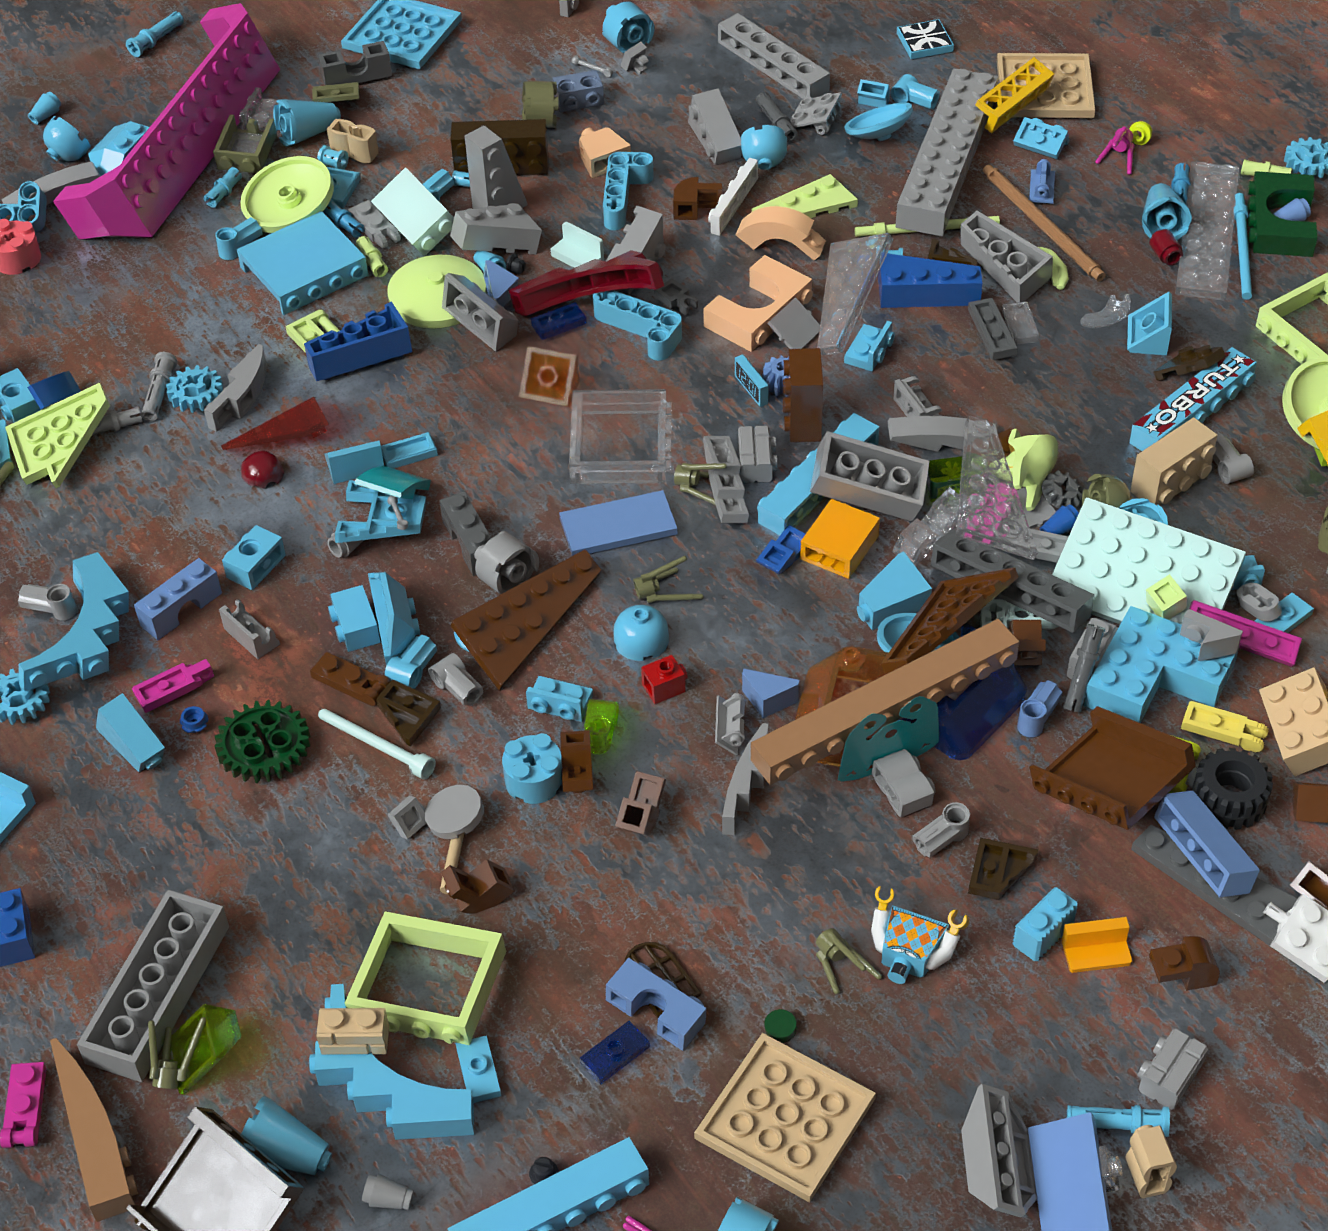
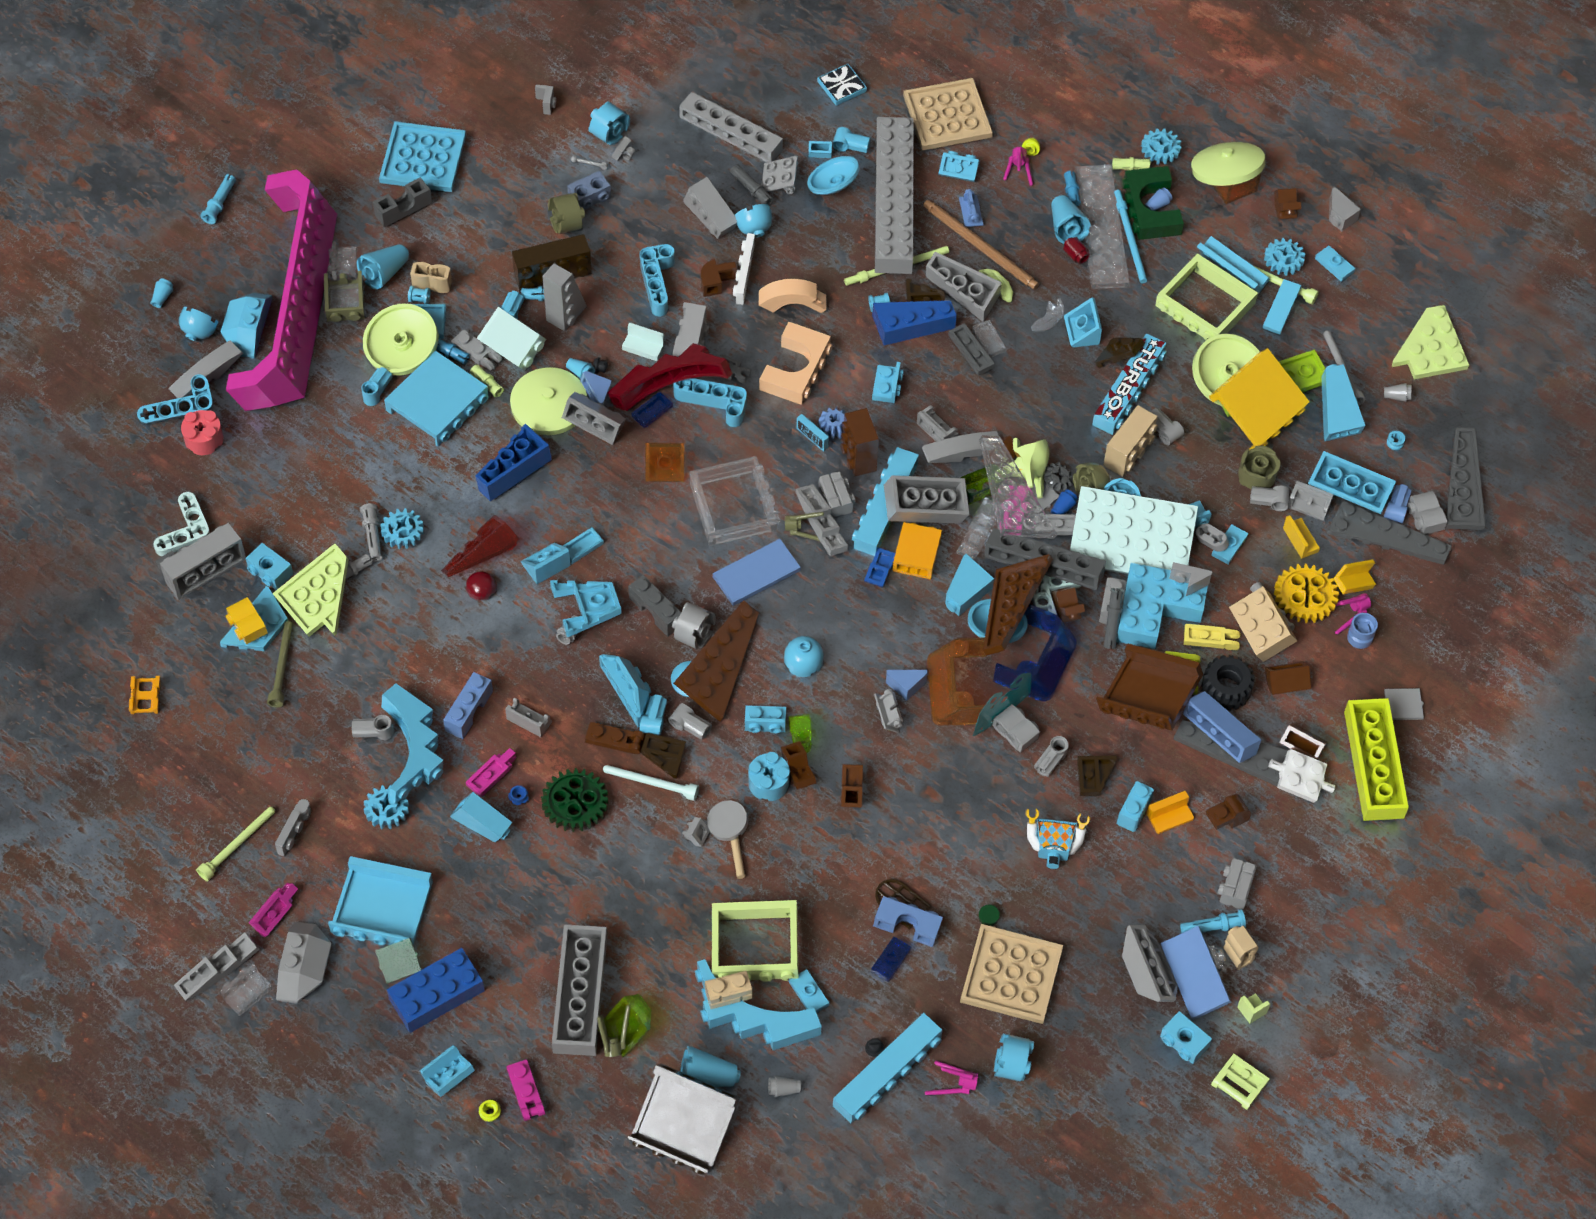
camera: 20 degrees left, 10 degrees up
(54, 389) = (298, 555): blue slope -> none
(97, 1148) = (583, 1098): medium nougat slope -> none
(222, 187) = (342, 340): medium azure pin -> none
(244, 387) = (438, 521): light grey slope -> none
(253, 557) = (507, 670): medium azure brick -> none
(307, 329) = (467, 462): yellowish green plate -> none
(336, 92) = (397, 232): olive slope -> none
(354, 618) = (600, 691): medium azure brick -> none
(392, 482) = (585, 576): teal slope -> none
(401, 523) = (609, 611): light grey hinge -> none
(479, 889) = (765, 870): reddish brown brick -> none
(496, 228) = (577, 339): light grey wedge -> none
(597, 147) = (627, 245): light nougat torso -> none
(648, 584) = (796, 617): olive plant -> none
(664, 679) = (832, 688): red brick -> none
(739, 790) = (914, 746): light grey slope -> none
(794, 325) = (829, 378): light grey piece -> none
(816, 197) = (801, 259): yellowish green wing -> none
(836, 948) = (1008, 854): olive plant -> none
(849, 280) = (857, 330): clear wing -> none
(932, 676) = (995, 677): medium nougat brick -> none
(1020, 96) = (922, 159): yellow fence -> none
(1038, 708) = (1088, 651): medium blue piece -> none
(1166, 598) = (1154, 553): yellowish green panel -> none
(1256, 636) = (1220, 566): dark pink tile -> none

